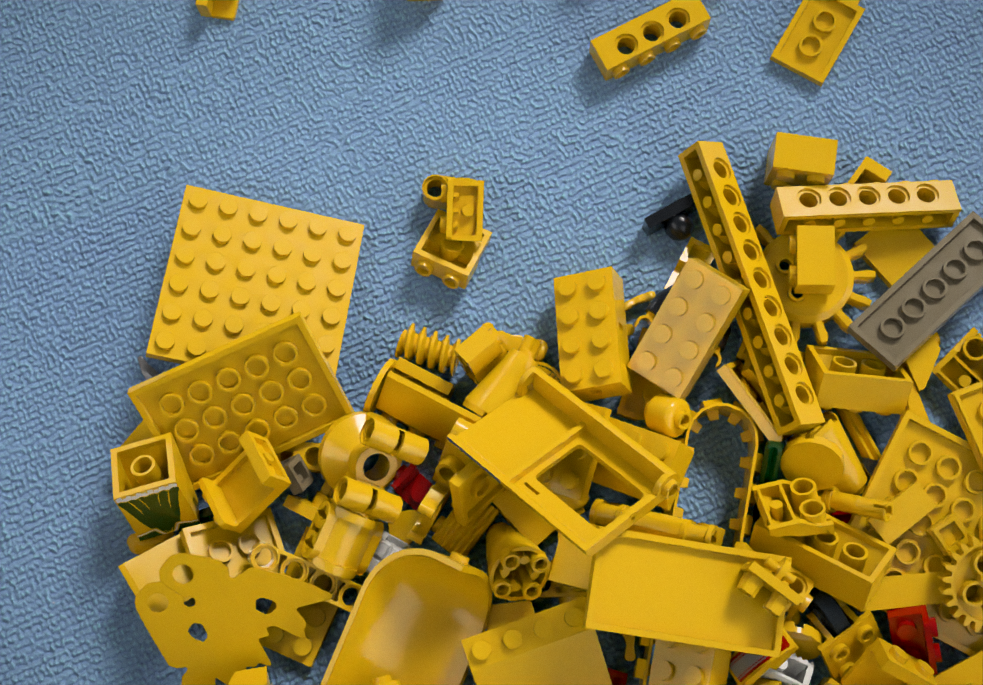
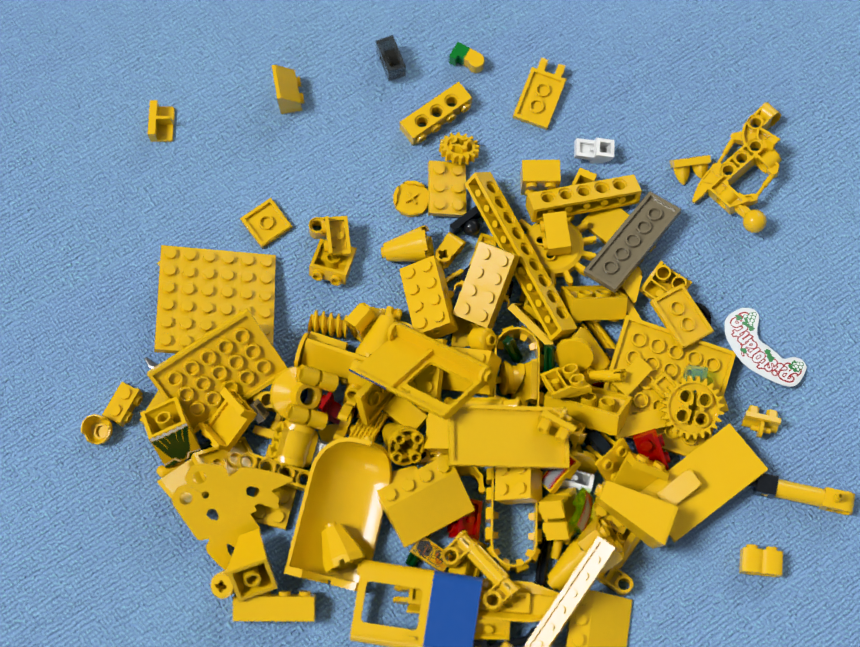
camera: 15 degrees left, 5 degrees down
(45, 460) = (97, 429): none -> yellow hair
(92, 426) = (122, 404): none -> yellow bracket
(358, 171) = (266, 223): none -> yellow tile
(575, 244) = (409, 246): none -> yellow cone
(590, 166) = (411, 199): none -> yellow tile
(638, 256) = (449, 249): none -> yellow piece
(648, 159) = (446, 189): none -> yellow plate
(675, 95) = (459, 148): none -> yellow gear
(706, 481) = (511, 377): none -> yellow piece
(714, 435) = (512, 349): none -> dark green axle
(724, 494) = (528, 387): none -> yellow tile
(894, 132) = (595, 150): none -> white brick

